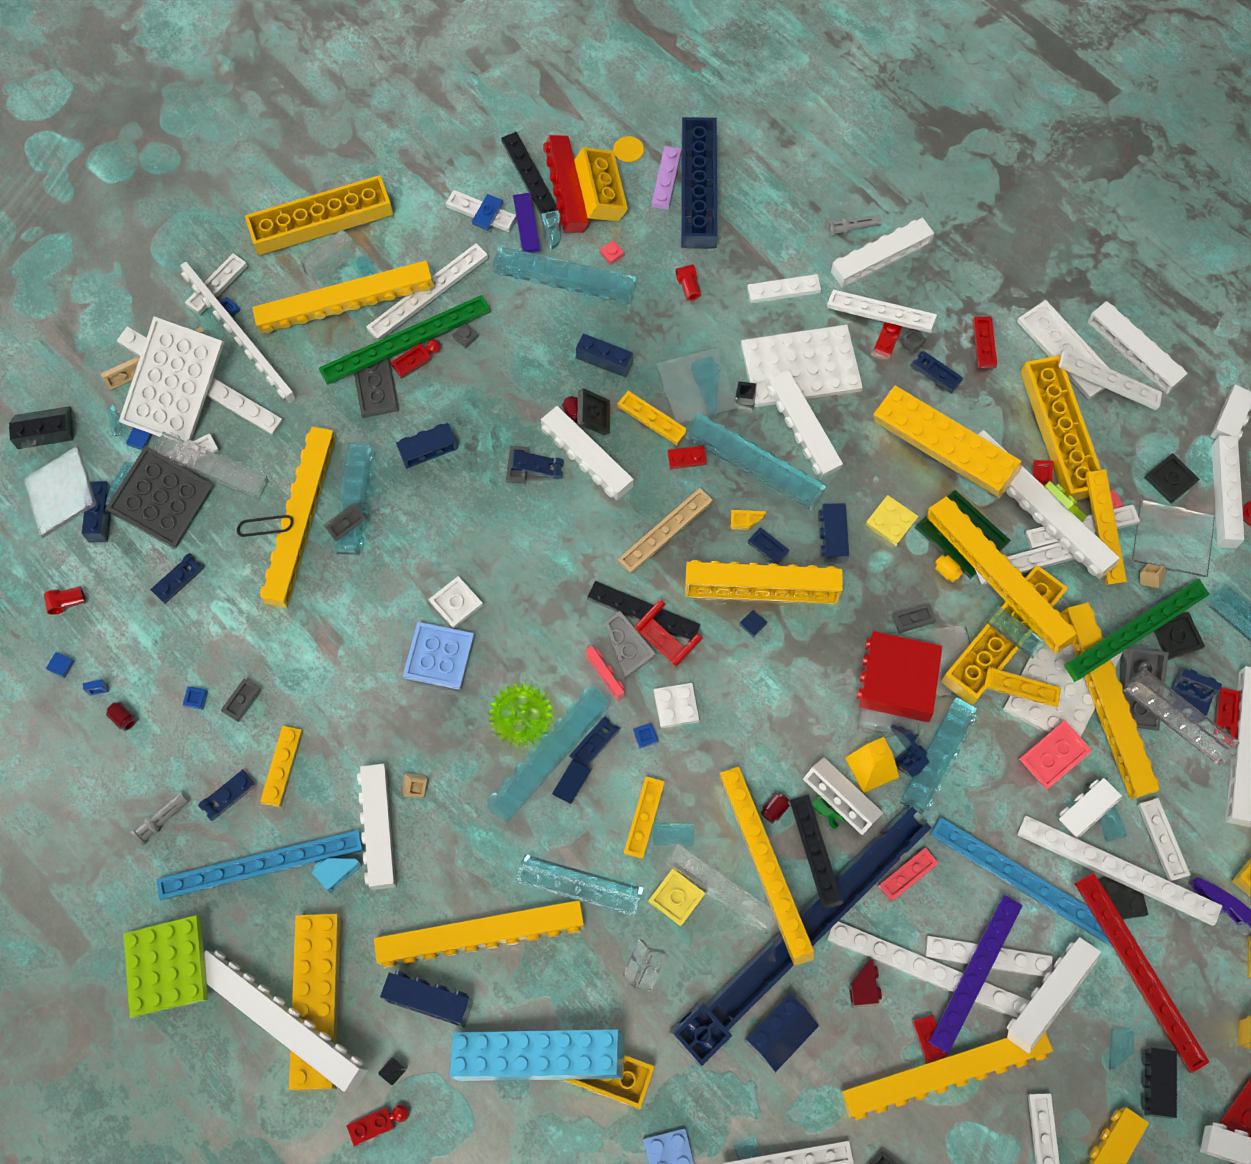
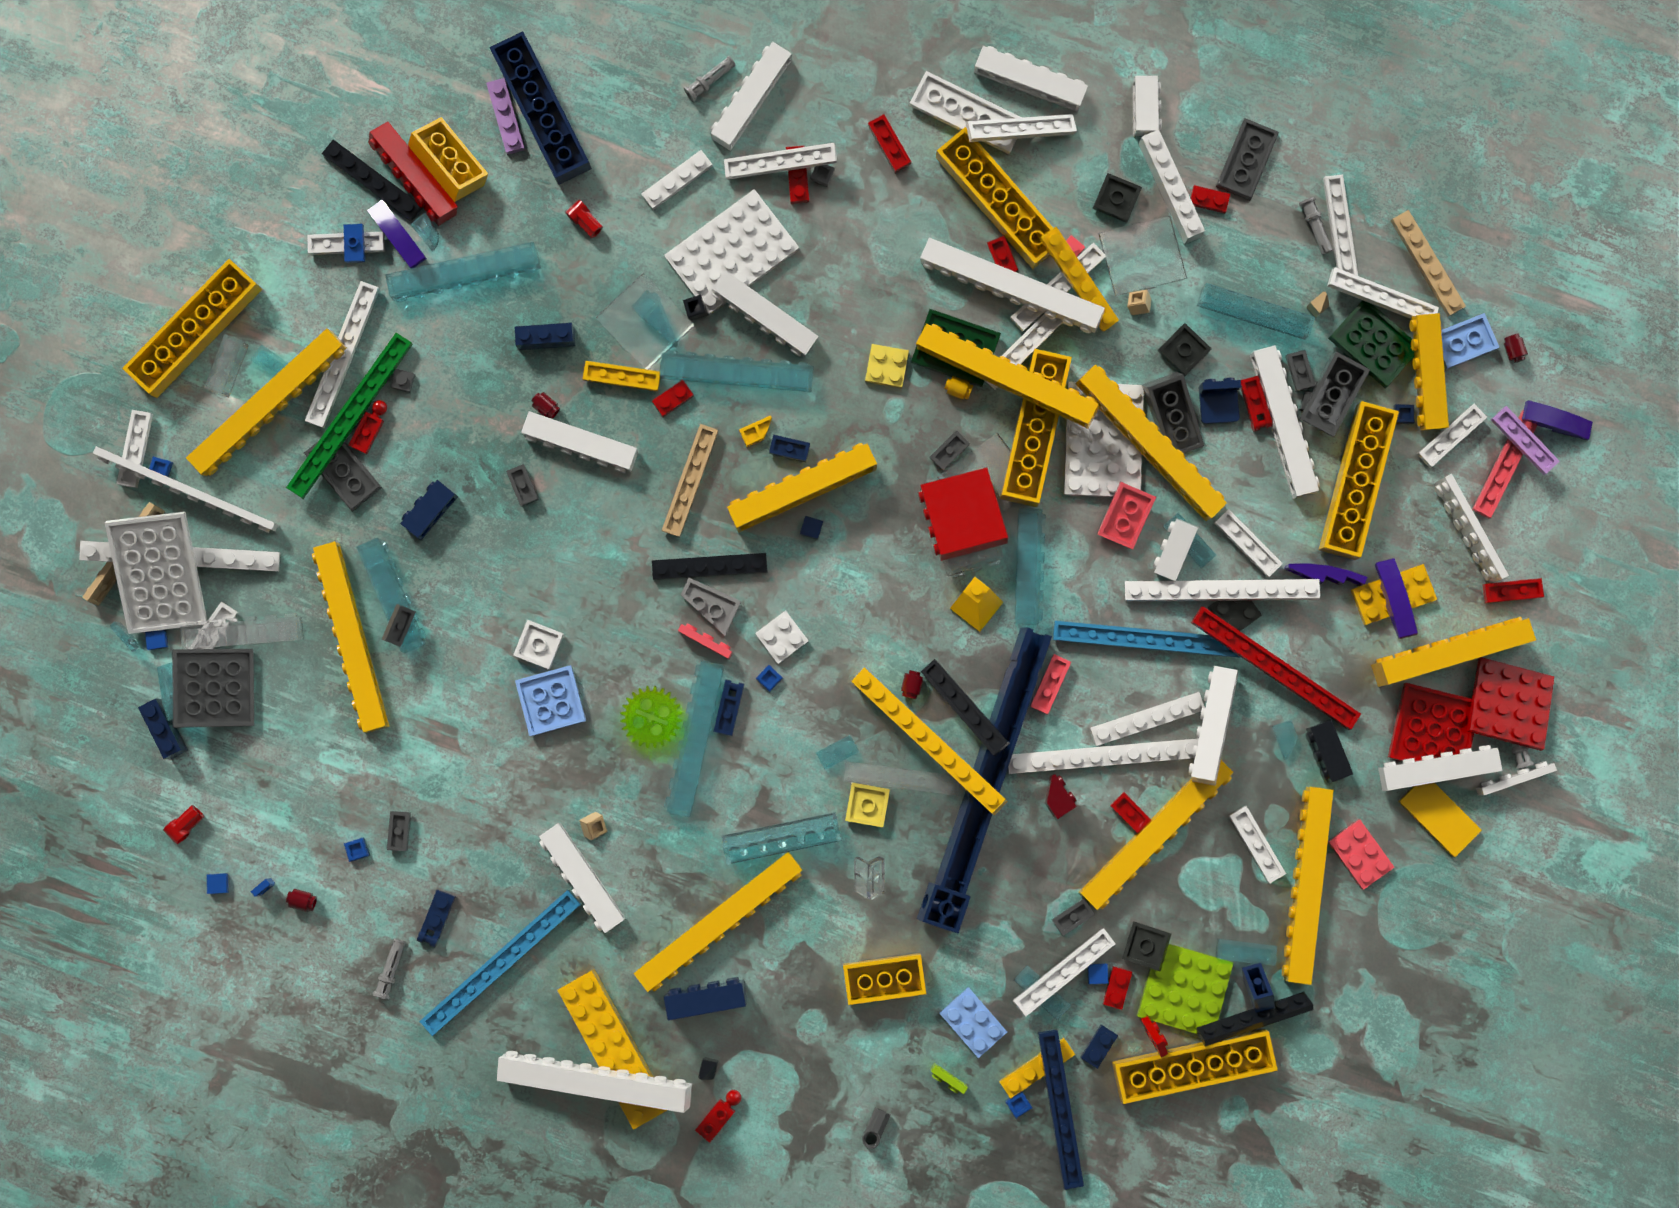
camera: 30 degrees left, 15 degrees up
(41, 427) = (57, 675): black slope -> none
(60, 491) = (117, 729): clear piece -> none
(165, 966) = (471, 1087): lime plate -> none
(177, 578) = (274, 752): dark blue plate -> none
(267, 532) = (329, 670): black piece -> none
(281, 766) = (468, 869): yellow plate -> none
(334, 872) = (567, 936): medium azure slope -> none
(536, 464) = (540, 477): dark blue plate -> none
(537, 1055) = (821, 997): medium azure brick -> none
(571, 781) = (727, 752): dark blue slope -> none
(593, 411) = (565, 399): pearl dark grey plate -> none
(611, 252) = (495, 223): coral plate -> none
(628, 149) = (452, 102): yellow sticker -> none
(644, 818) = (805, 751): yellow plate -> none
(662, 639) = (739, 584): red plate -> none
(782, 1032) = (1008, 870): dark blue slope -> none
(823, 1113) = (1073, 916): none -> dark grey plate
(827, 810) = (955, 662): green plate -> none
(834, 533) = (841, 406): dark blue brick -> none
(843, 796) = (964, 645): white brick -> none
(914, 757) = (1007, 582): dark blue bracket -> none
(937, 372) = (859, 196): dark blue plate -> none
(947, 441) = (901, 267): yellow brick -> none
(975, 974) = (1143, 740): dark purple plate -> none
(1015, 632) = (1044, 425): clear light blue plate -> none
(1022, 687) = (1073, 472): yellow plate -> none
(1069, 502) = (1033, 273): lime wing -> none
(1136, 630) = (1147, 367): green plate -> none
(1181, 716) = (1218, 427): clear brick -> none

